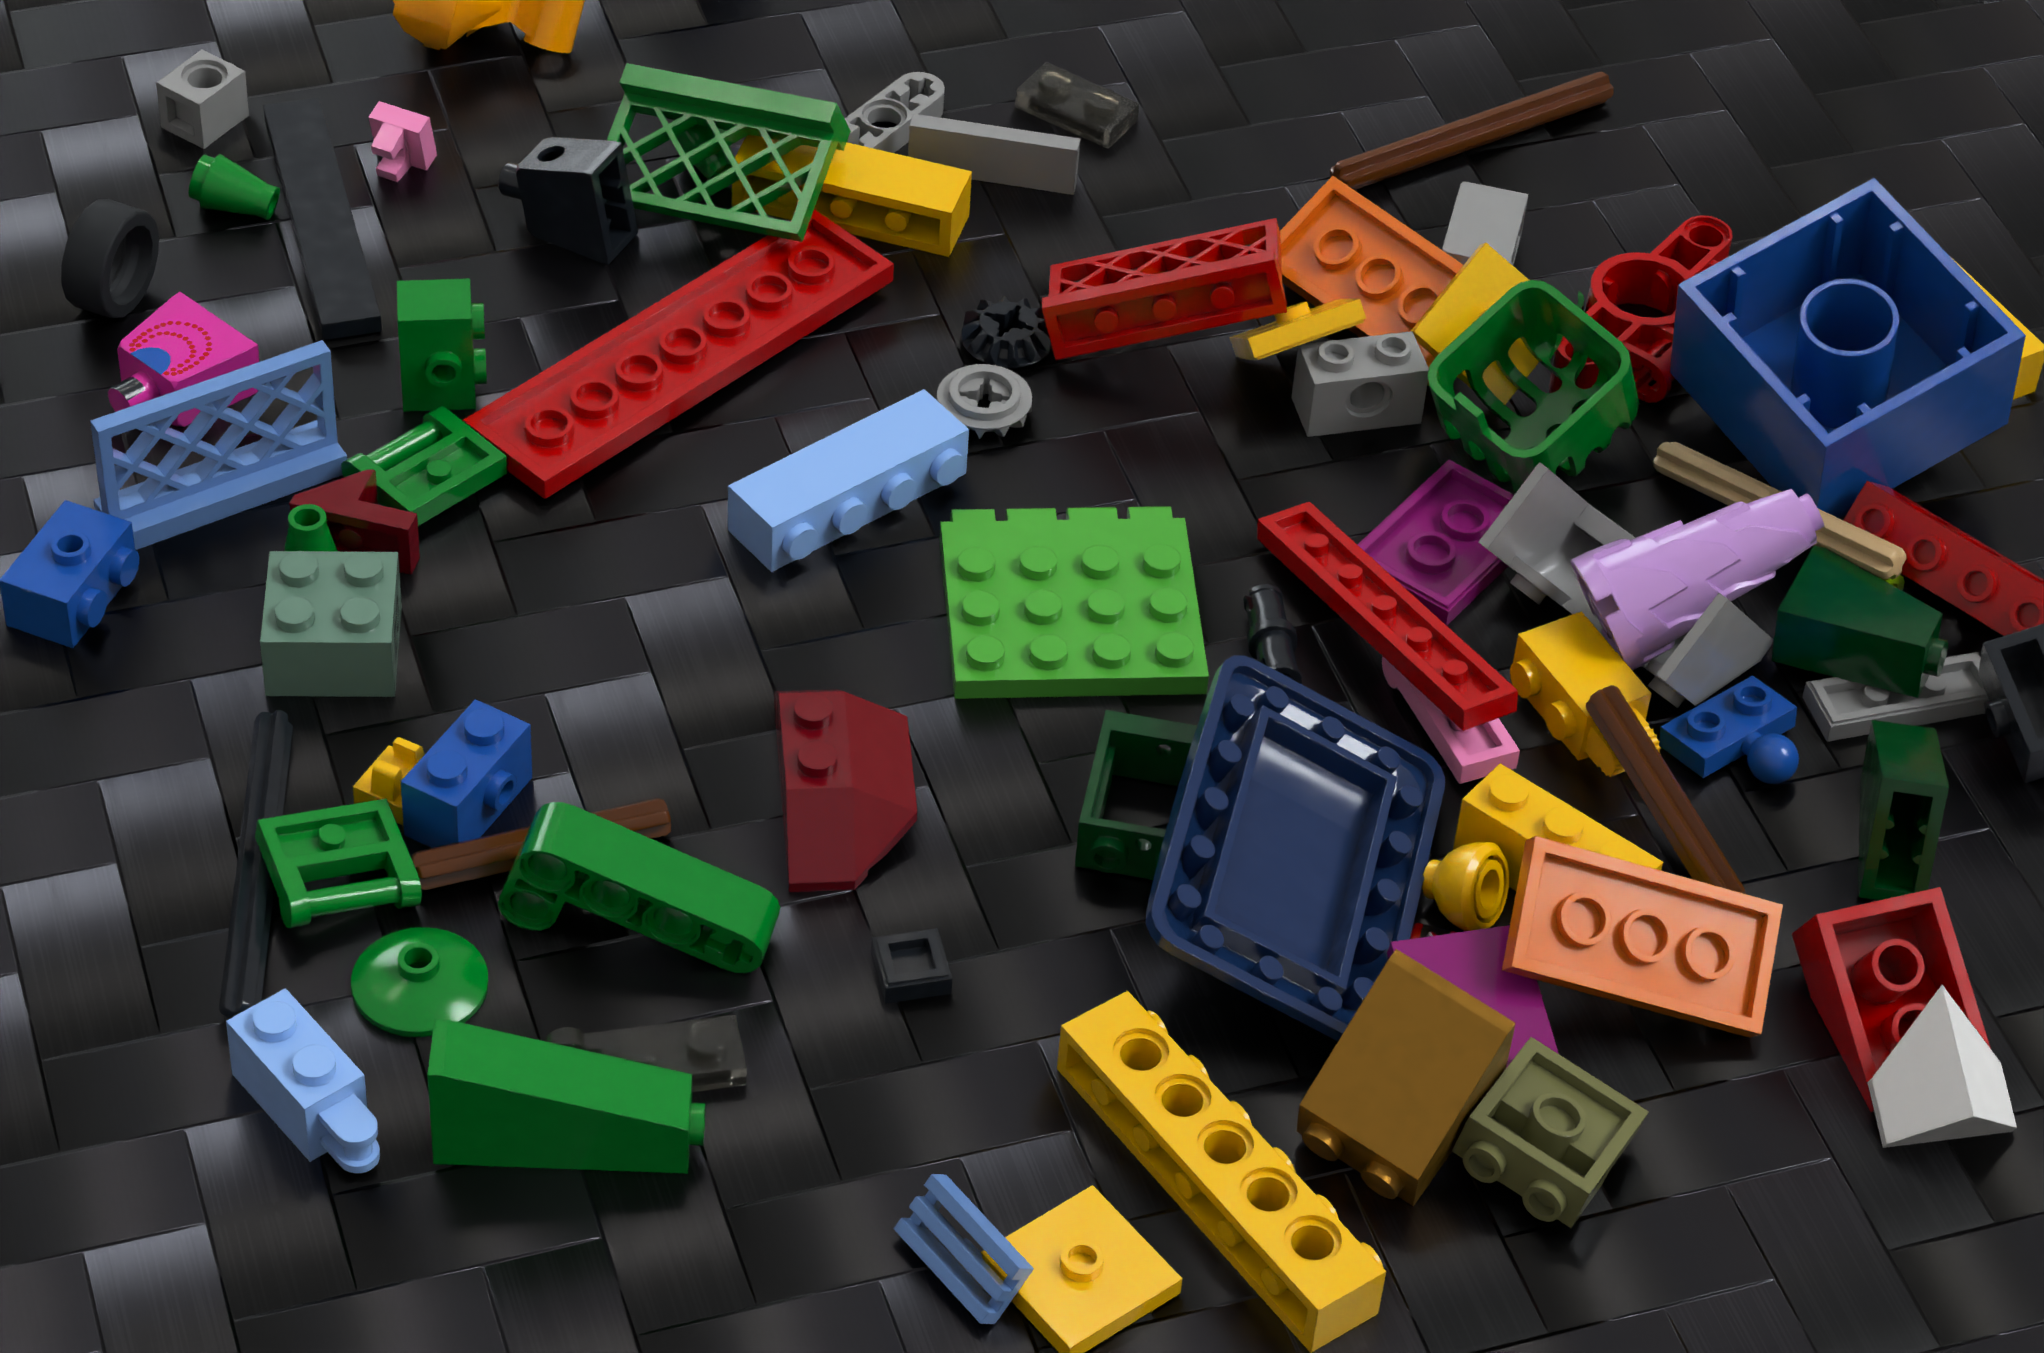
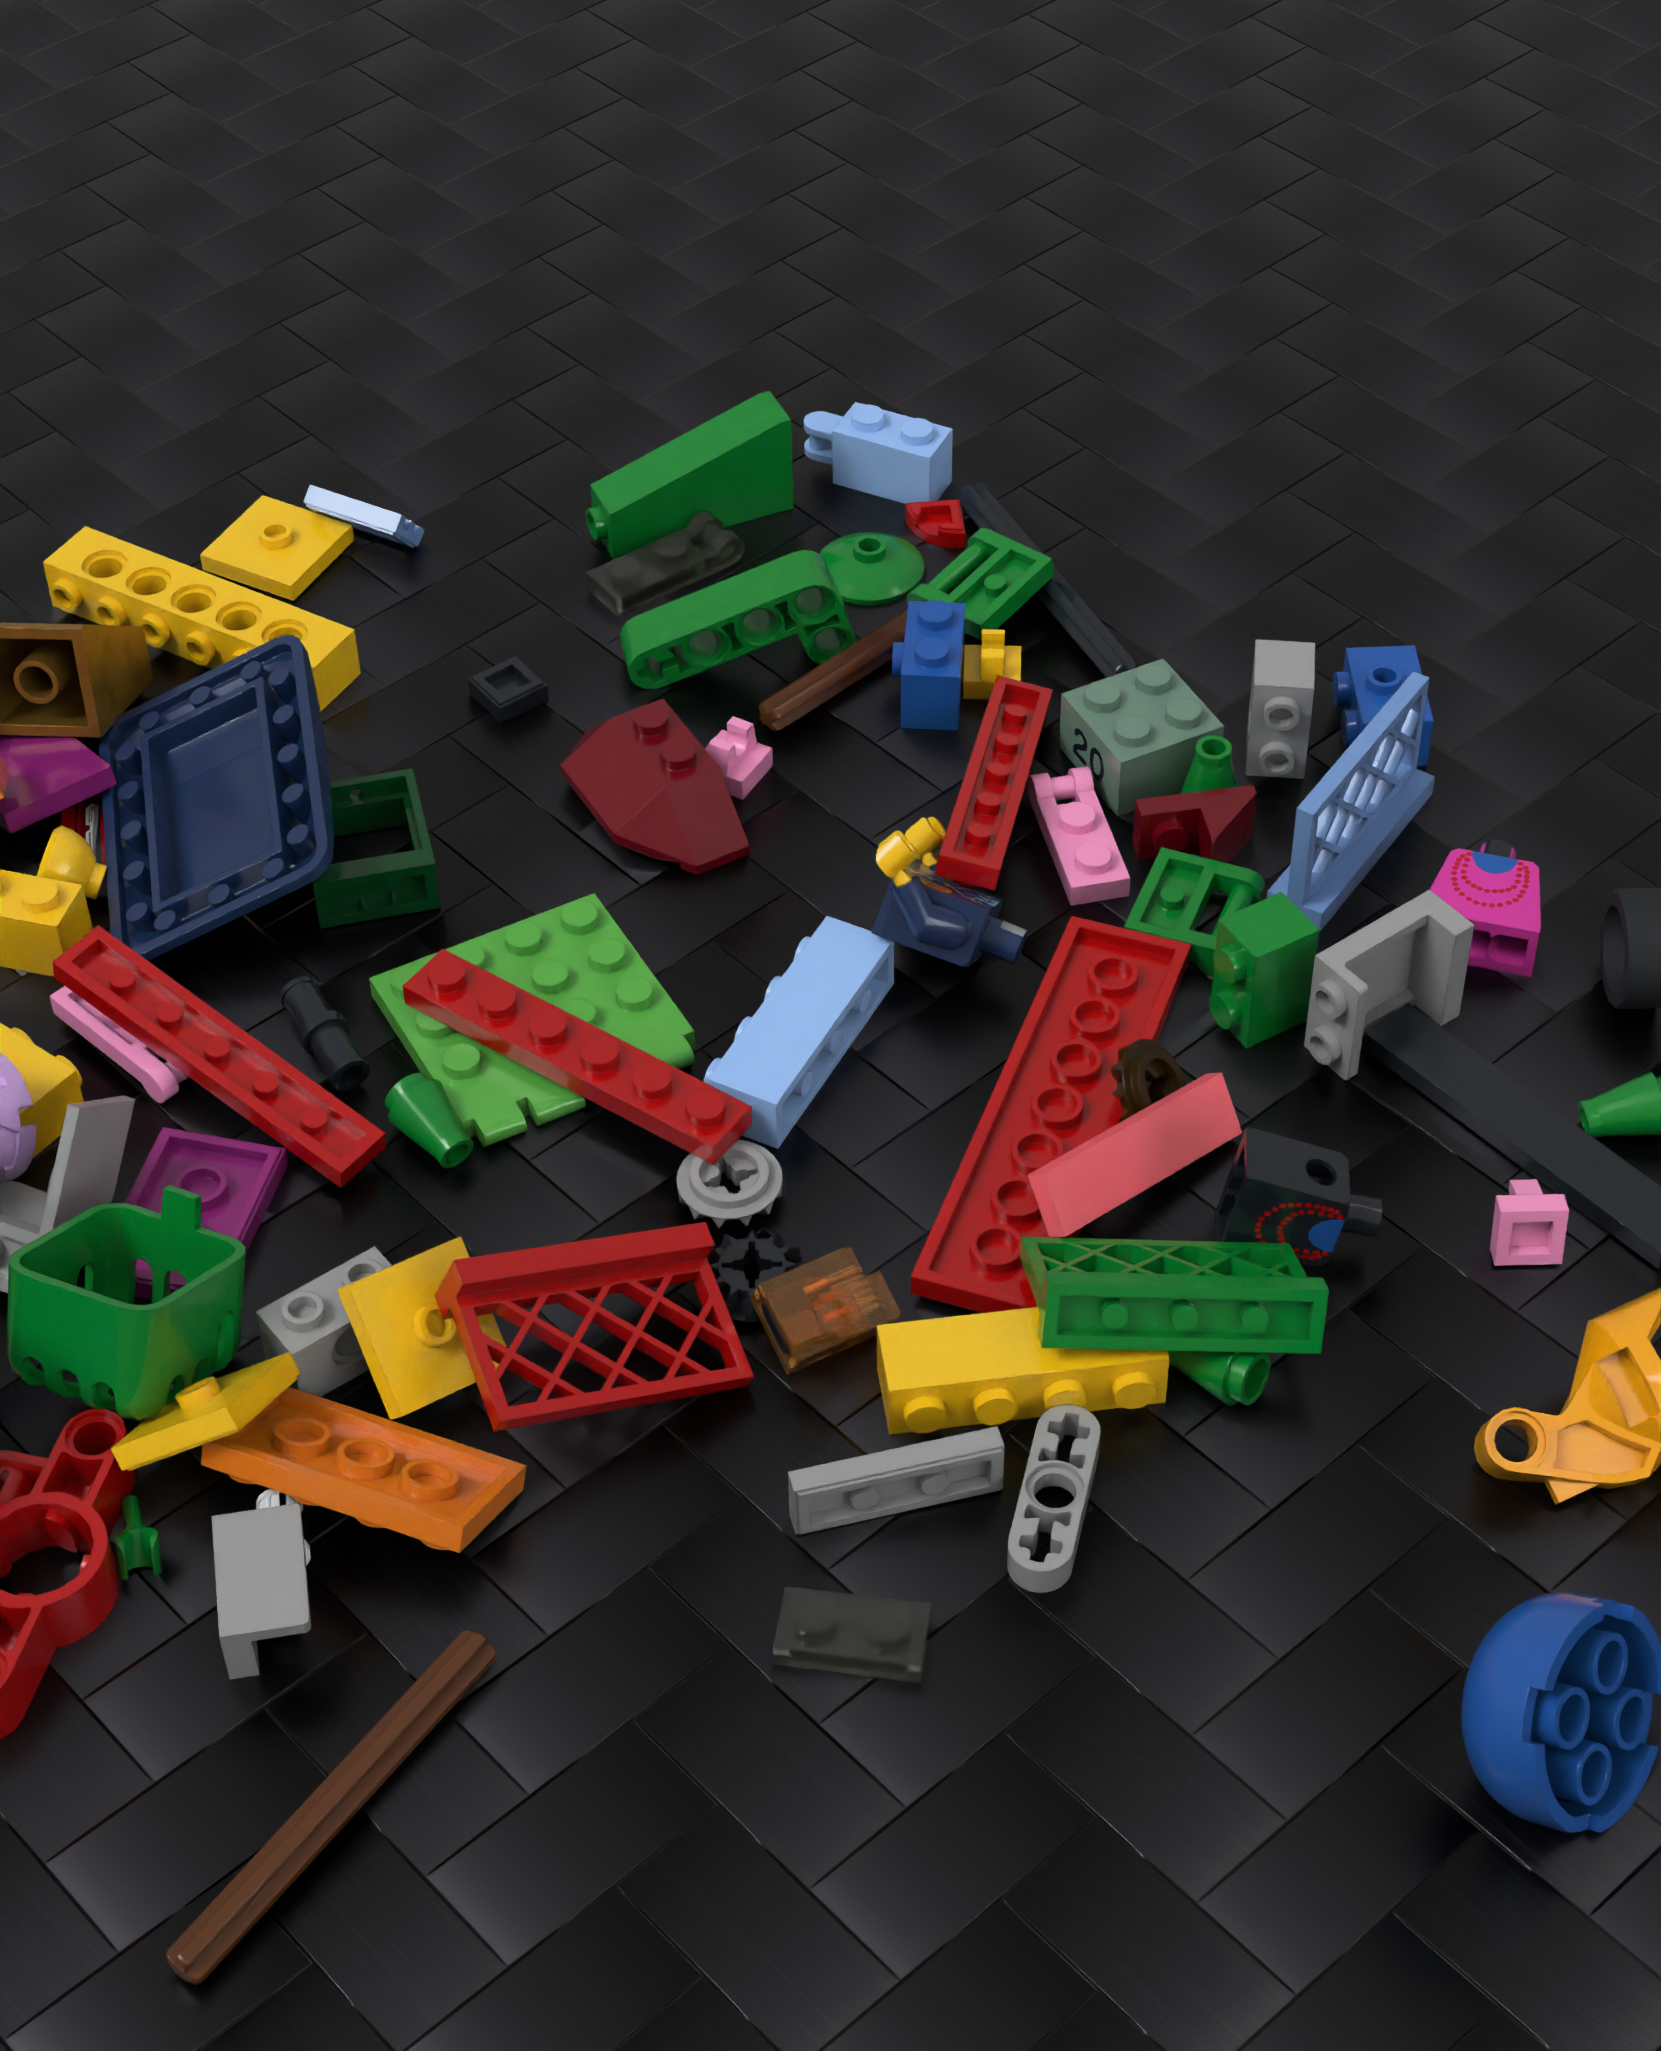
camera: 160 degrees right, 0 degrees up
(192, 564) = (1280, 708): none -> light grey brick
(308, 990) = (937, 522): none -> red tile
(343, 298) = (1399, 959): none -> light grey panel
(462, 581) = (1078, 837): none -> bright pink plate
(514, 606) = (994, 784): none -> red plate
(603, 314) = (1138, 1064): none -> dark brown gear
(658, 263) = (1134, 1154): none -> coral tile
(669, 496) = (935, 911): none -> dark blue torso
(735, 781) = (740, 756): none -> bright pink tile
(978, 262) = (822, 1308): none -> clear orange piece
(1070, 512) = (578, 1056): none -> red plate
(1213, 531) = (427, 1117): none -> green cone

